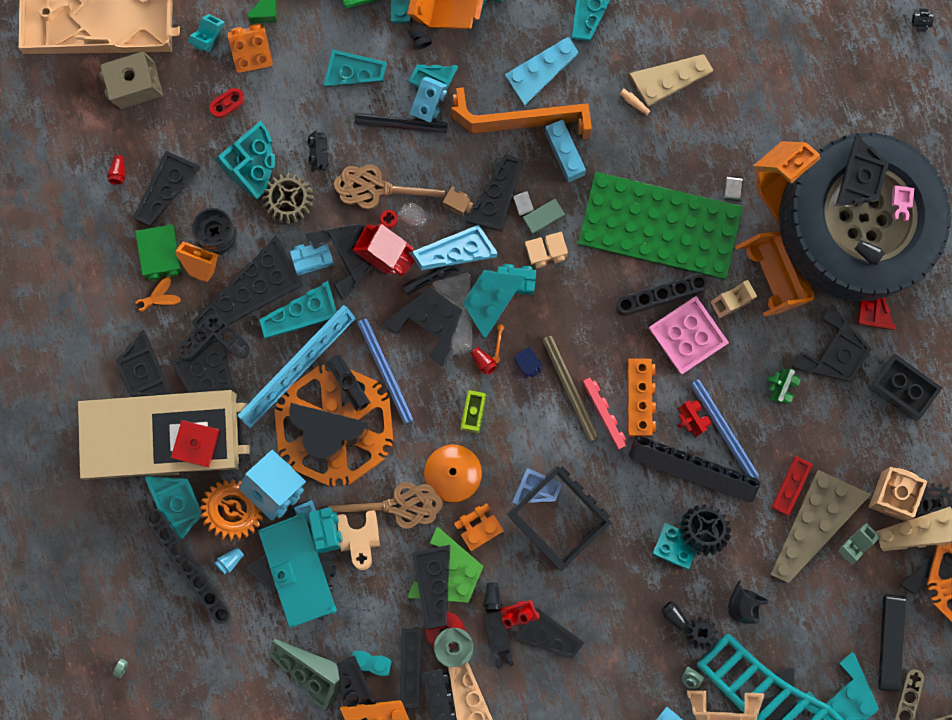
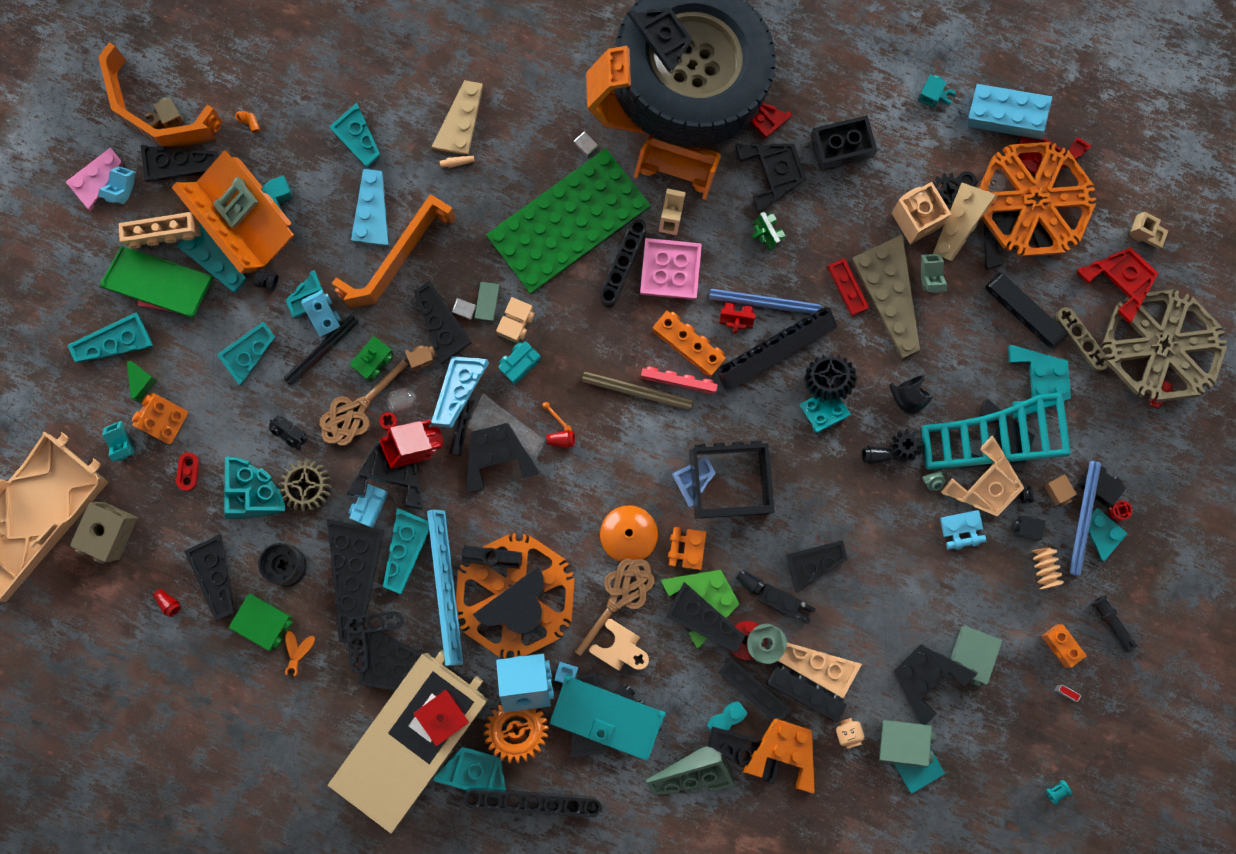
camera: 50 degrees left, 0 degrees up
(142, 370) = (344, 712): black wing -> none
(197, 261) = (294, 597): orange slope -> none
(229, 560) = (554, 767): medium azure cone -> none
(324, 530) = (593, 670): teal brick -> none
(385, 371) = (505, 521): medium blue axle -> none
(425, 167) = (372, 359): none -> green brick
(473, 412) = (595, 479): lime brick -> none
(490, 298) = (517, 392): teal wing -> none
(518, 614) = (780, 571): red hips -> none
(528, 363) = (591, 406): clear blue brick -> none
(565, 151) = (450, 243): medium azure brick -> none
(869, 252) = (726, 78): black cone -> none
(902, 199) = (706, 21): bright pink plate -> none

